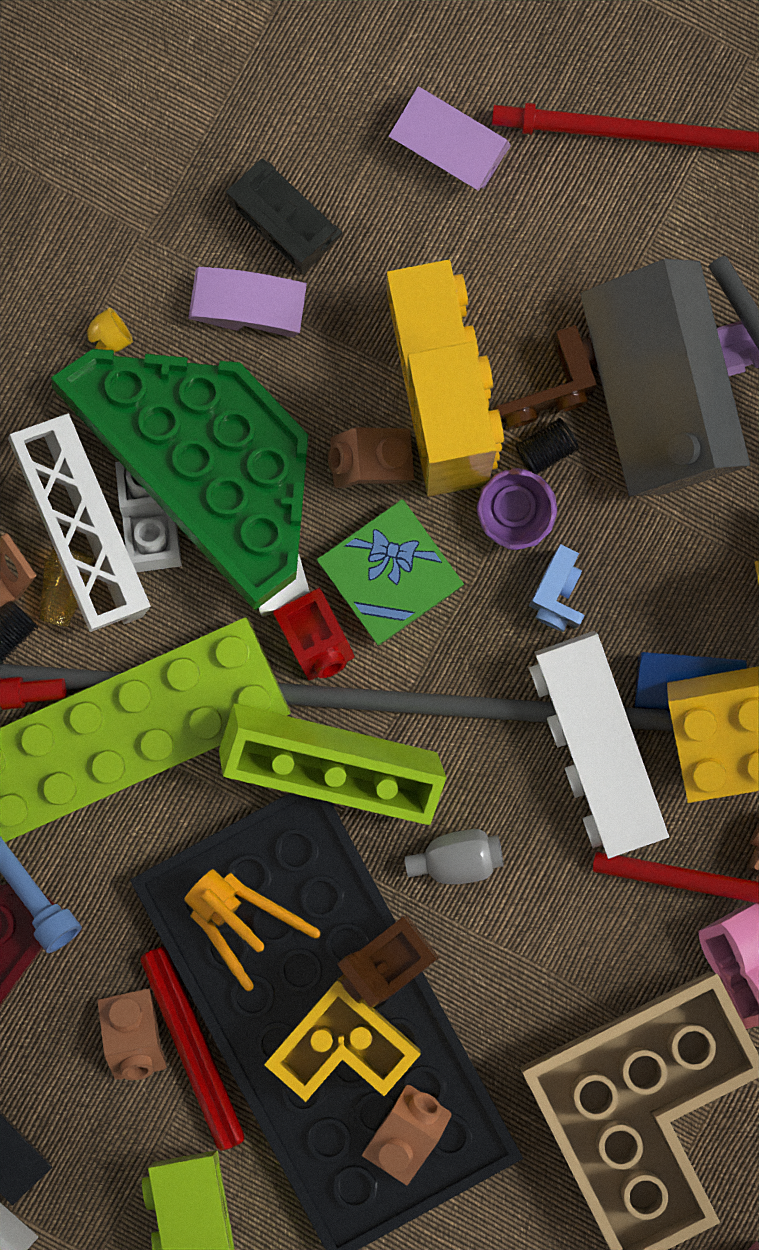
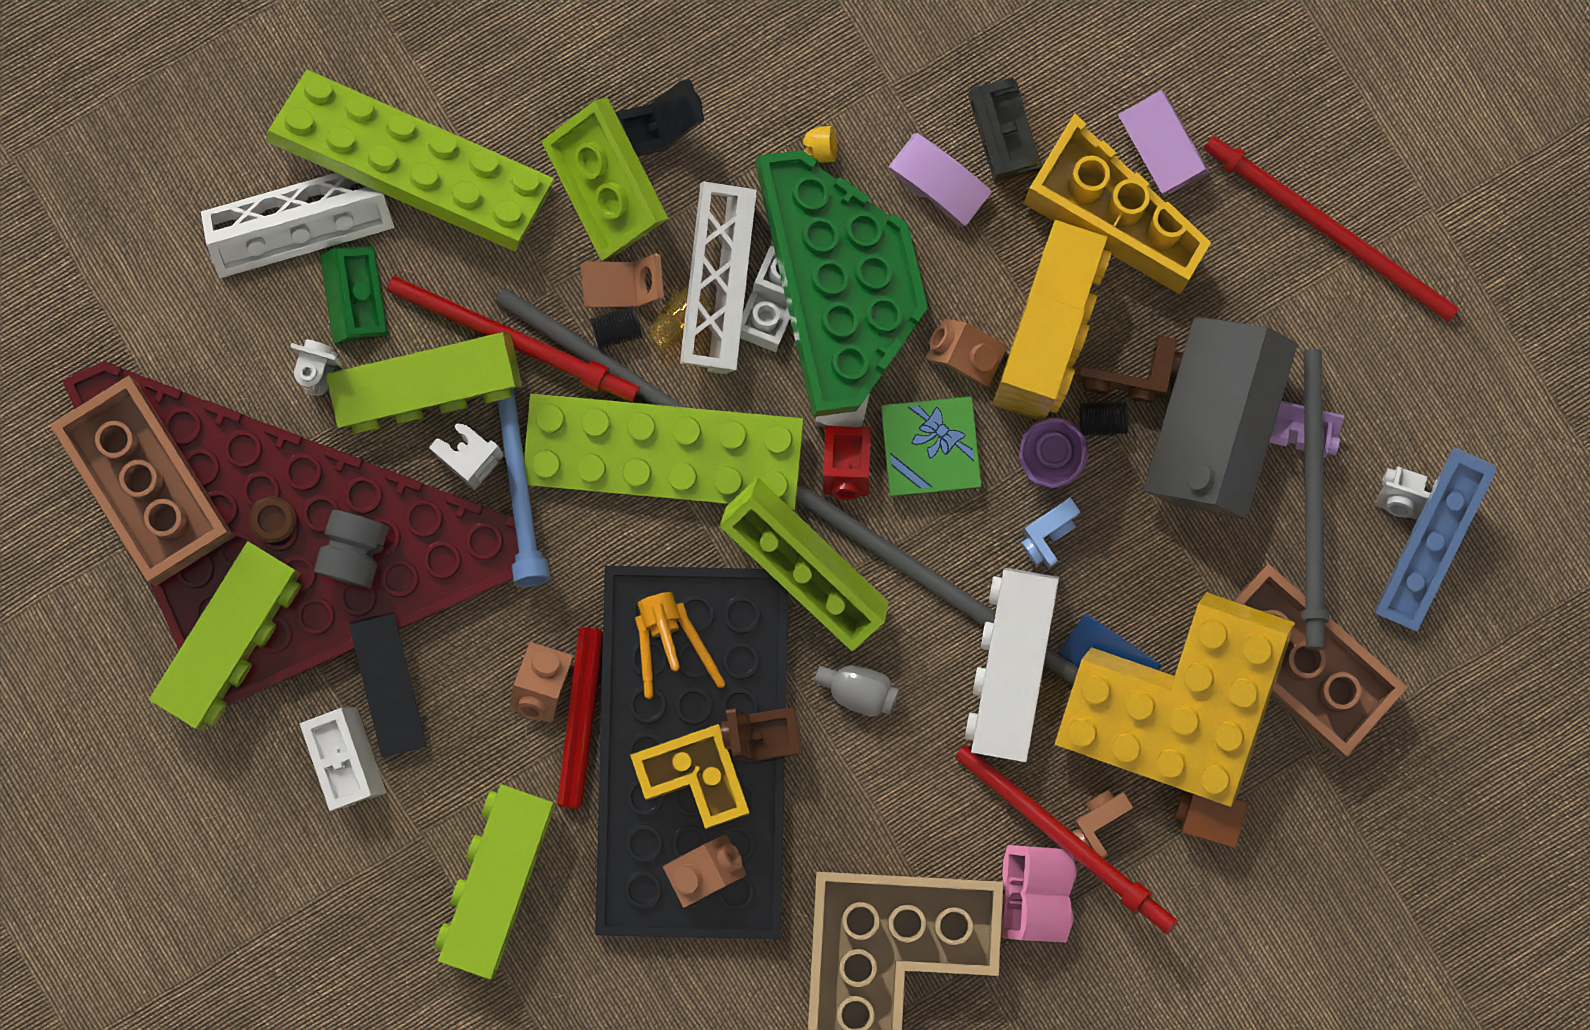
camera: 25 degrees right, 0 degrees up
(415, 222) = (1096, 191): none -> yellow wedge

